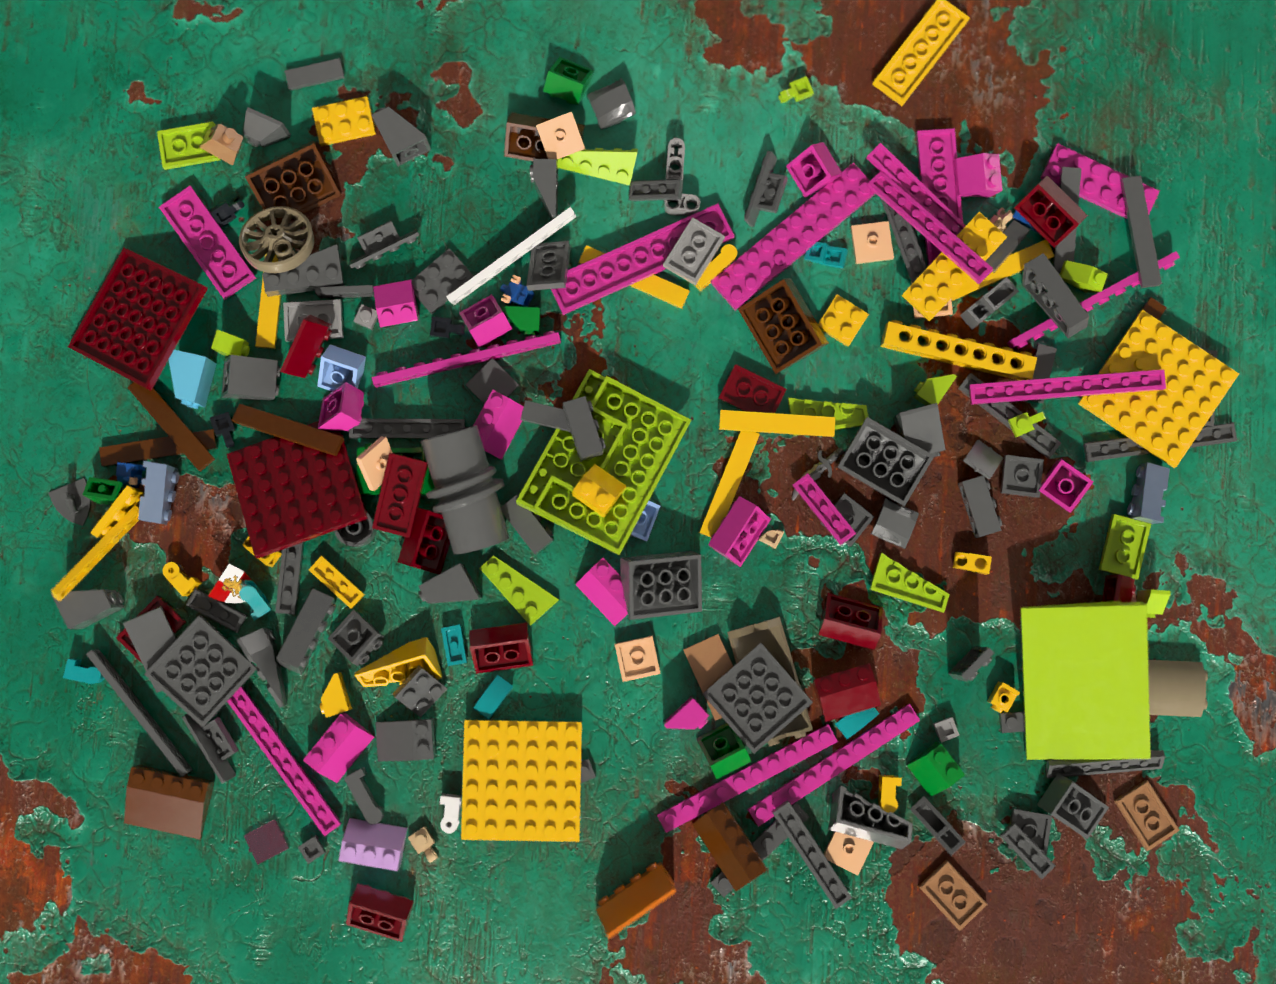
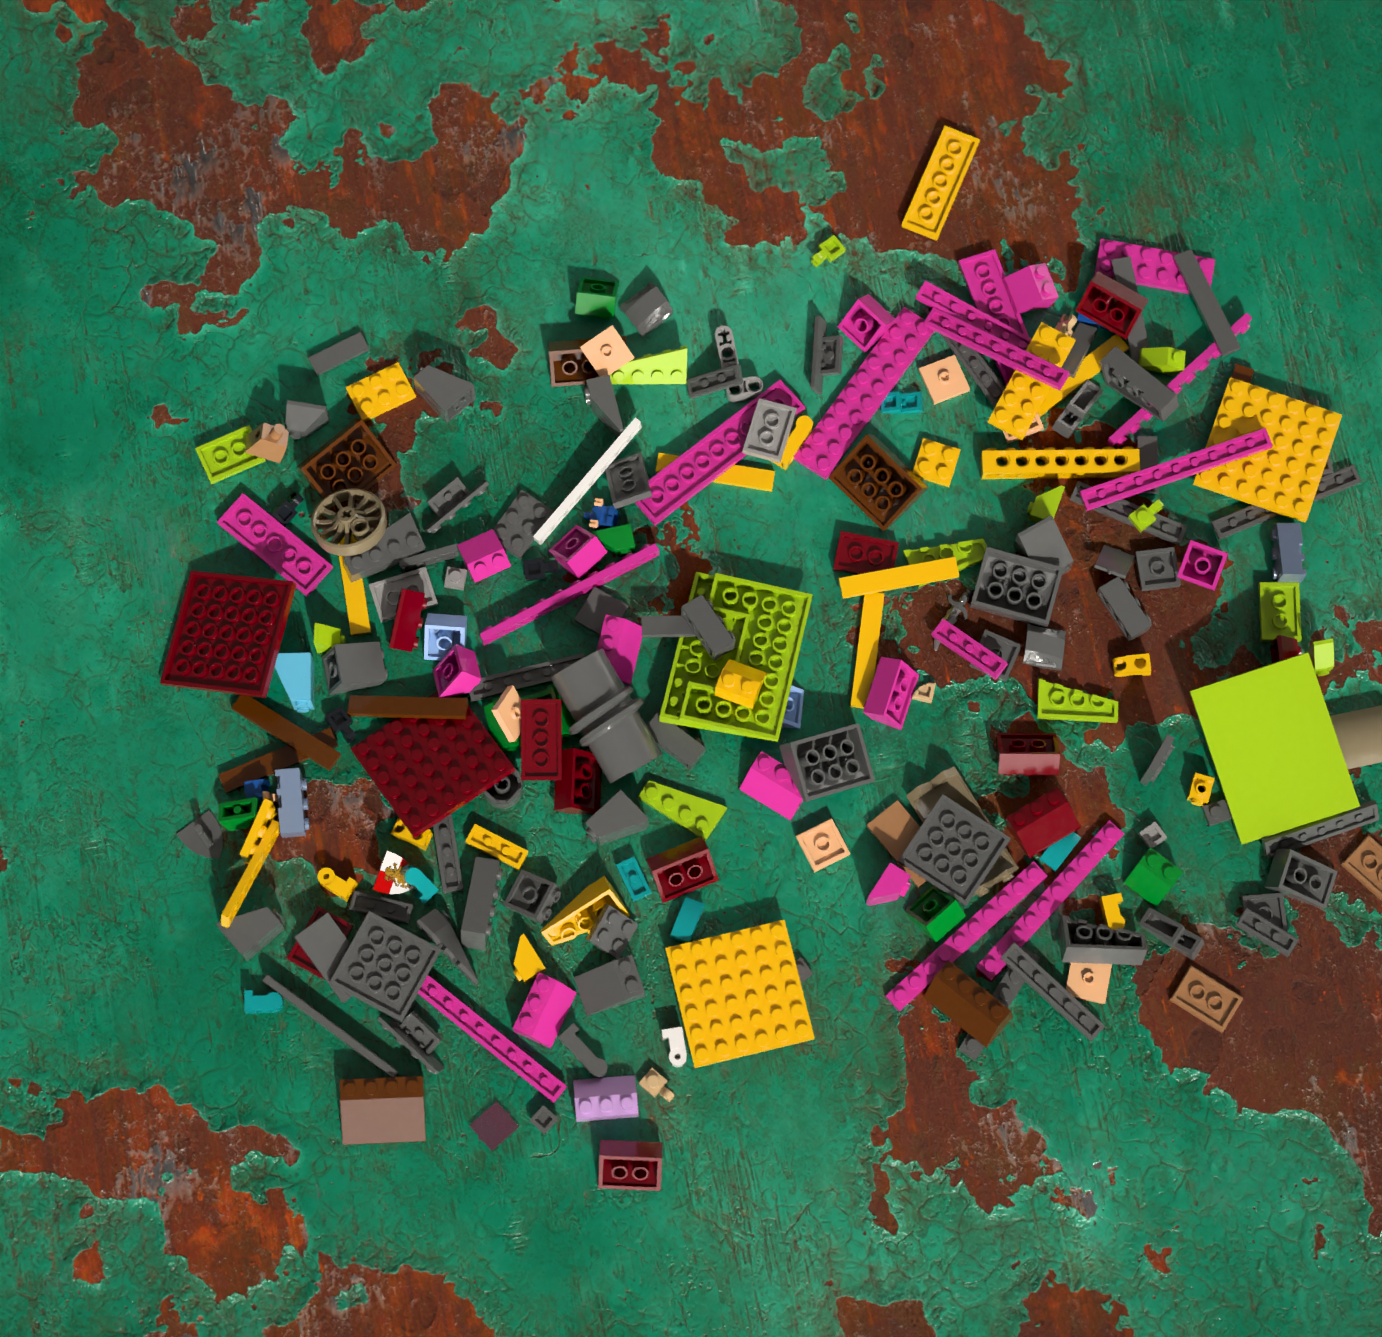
camera: 10 degrees left, 10 degrees down
(635, 898) = (886, 1078): orange slope -> none

